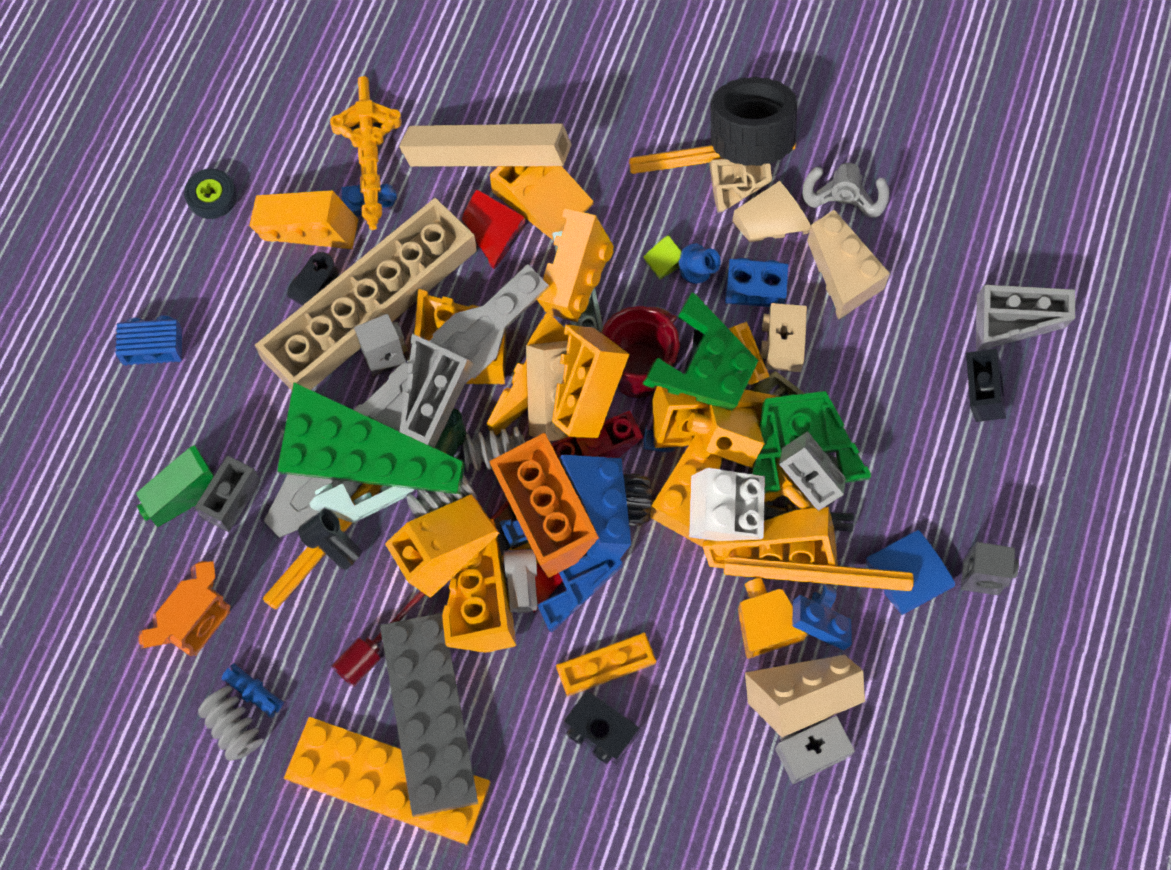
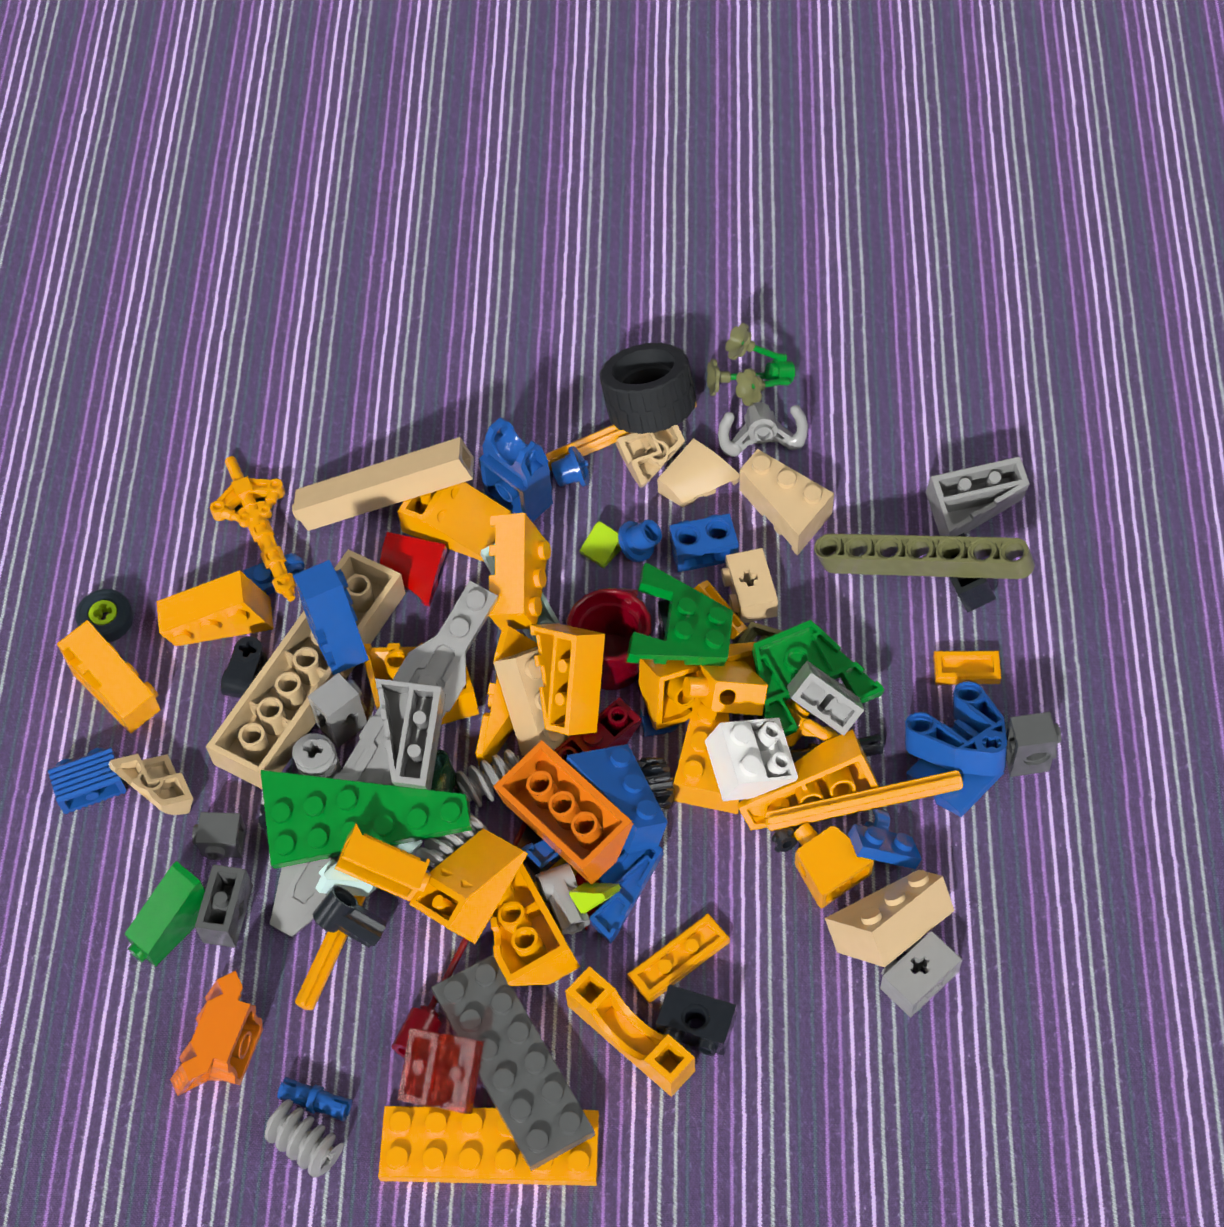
camera: 15 degrees left, 10 degrees down
(194, 254) = (108, 677): none -> light orange wedge
(205, 361) = (156, 781): none -> tan slope
(245, 427) = (219, 835): none -> dark grey brick
(346, 385) = (316, 756): none -> light grey piece
(364, 703) = (440, 1070): none -> clear red slope
(370, 504) = (383, 865): none -> light orange window
(395, 260) = (331, 615): none -> blue wedge
(539, 721) = (650, 1051): none -> light orange arch
(542, 587) = (590, 896): none -> lime slope
(606, 168) = (515, 472): none -> blue brick
(660, 177) = (571, 469): none -> blue piece
(735, 586) = (784, 839): none -> black piece
(880, 138) = (750, 384): none -> olive plant
(936, 551) = (974, 742): none -> blue connector
(956, 474) = (964, 666): none -> light orange tile
(958, 370) = (935, 562): none -> olive beam

